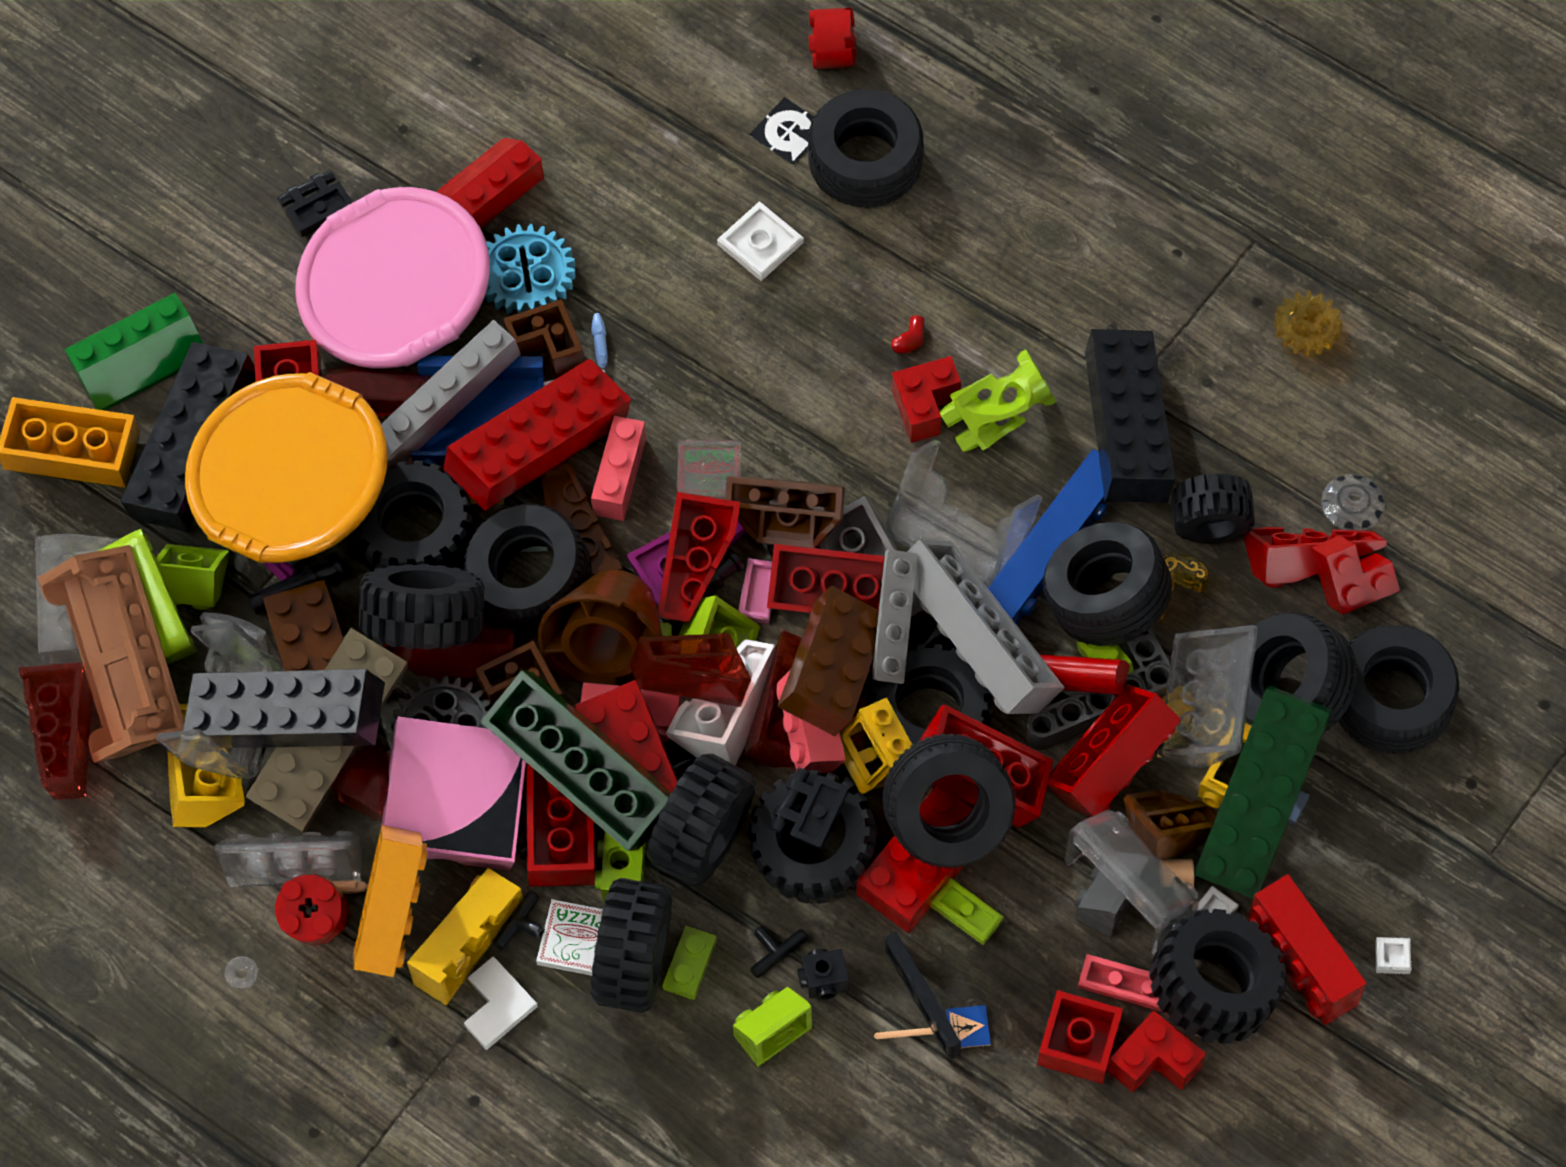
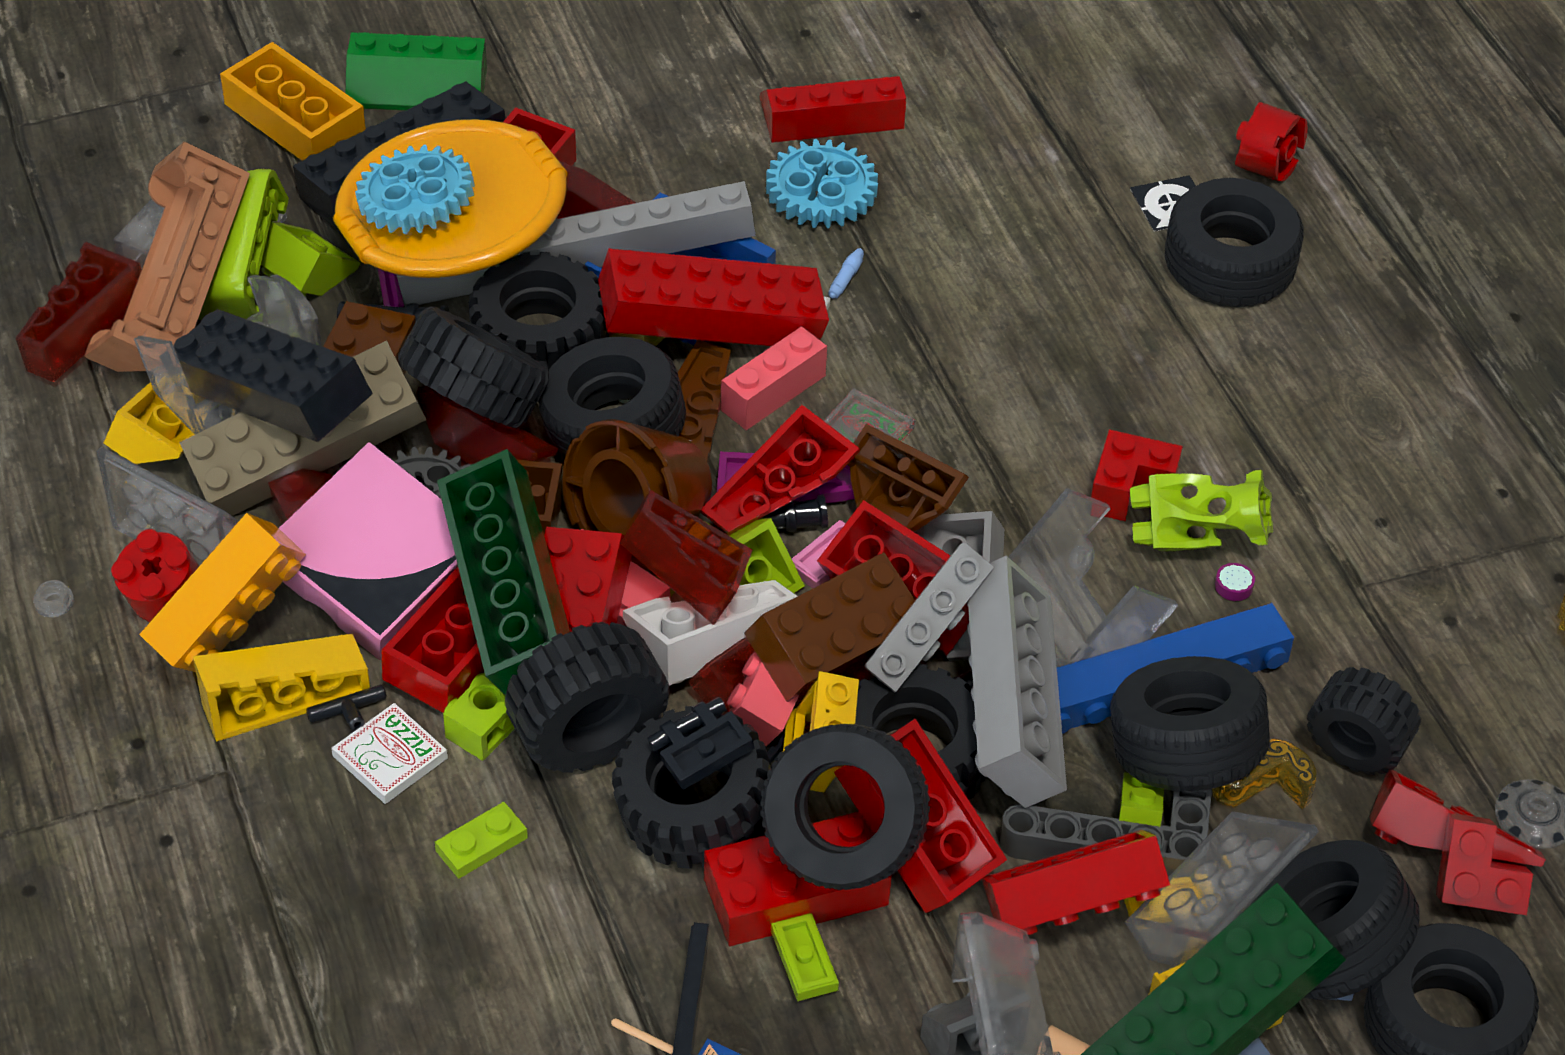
camera: 30 degrees right, 15 degrees down
(247, 464) = (415, 189): none -> medium azure gear
(313, 211) = (675, 45): black plate -> none
(392, 277) = (688, 120): bright pink piece -> none
(505, 1007) = (269, 773): white tile -> none
(548, 331) = (794, 231): reddish brown brick -> none
(631, 945) = (420, 768): black tyre -> none
(760, 241) = (1070, 273): white tile -> none
(773, 1024) = (510, 943): lime slope -> none
(776, 951) = (577, 879): black piece -> none
(824, 974) = (603, 924): black brick -> none
(911, 339) = (1157, 423): red arm -> none
(1048, 440) = (1234, 581): none -> tile
(1089, 674) = (1104, 794): red brick -> none
(1129, 416) = (1332, 592): black brick -> none
(1169, 821) = (1081, 987): reddish brown wedge -> none

